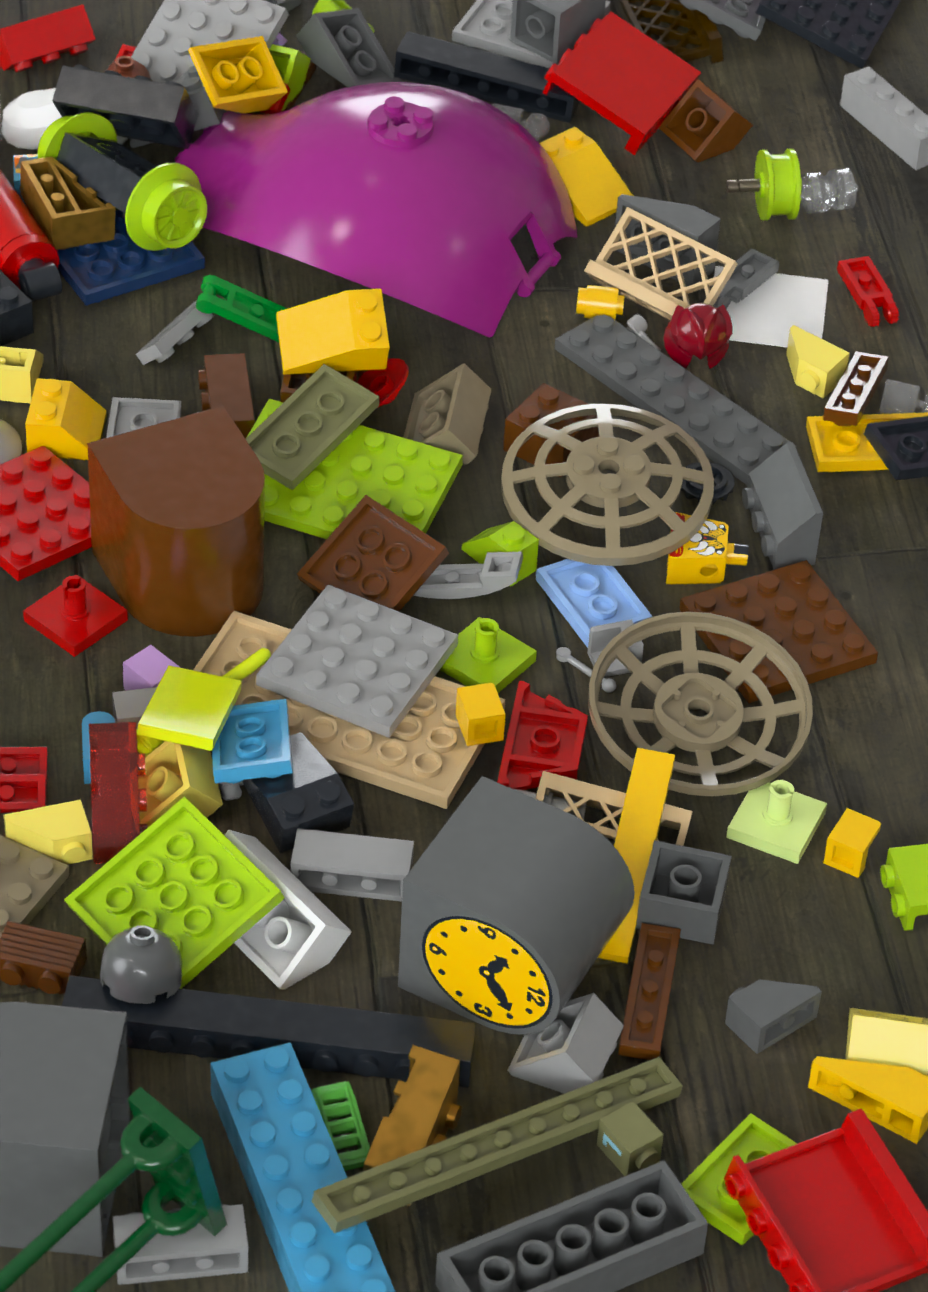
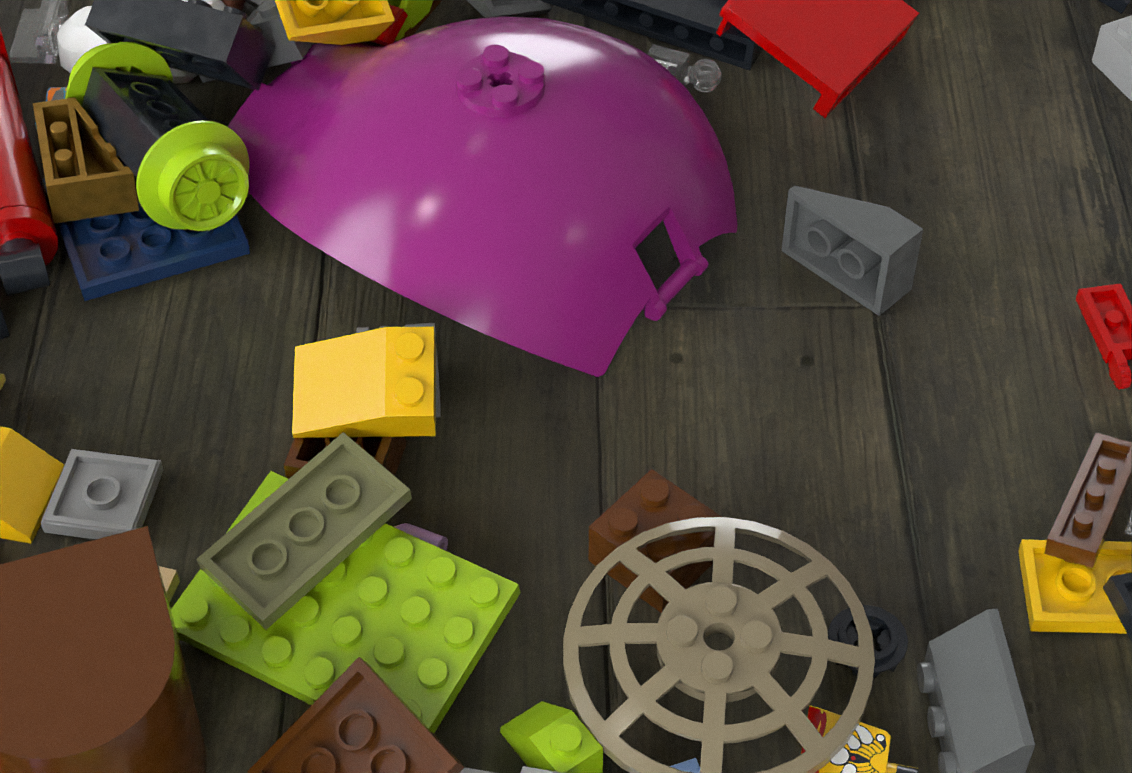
camera: 10 degrees right, 5 degrees up
(176, 332) = (188, 347): light grey plate -> none
(227, 385) = (222, 461): reddish brown brick -> none
(239, 306) = (270, 317): green plate -> none
(386, 382) = (434, 456): red dish -> none
(450, 413) = (517, 511): dark tan slope -> none
(587, 175) = (757, 148): yellow slope -> none
(599, 301) = (751, 335): yellow brick -> none
(638, 325) = (795, 378): light grey hand -> none
(640, 289) = (826, 332): tan fence -> none
(669, 390) = (843, 496): dark grey plate -> none
(698, 332) = (878, 398): dark red helmet -> none
(705, 123) = (918, 81): reddish brown slope -> none
(749, 274) = (946, 309): dark grey hinge -> none
(775, 184) = (1001, 175): lime wheel -> none
(777, 306) = (978, 353): white sticker -> none
(815, 362) = (1037, 447): light yellow slope -> none
(834, 190) = (1078, 183): clear wheel -> none

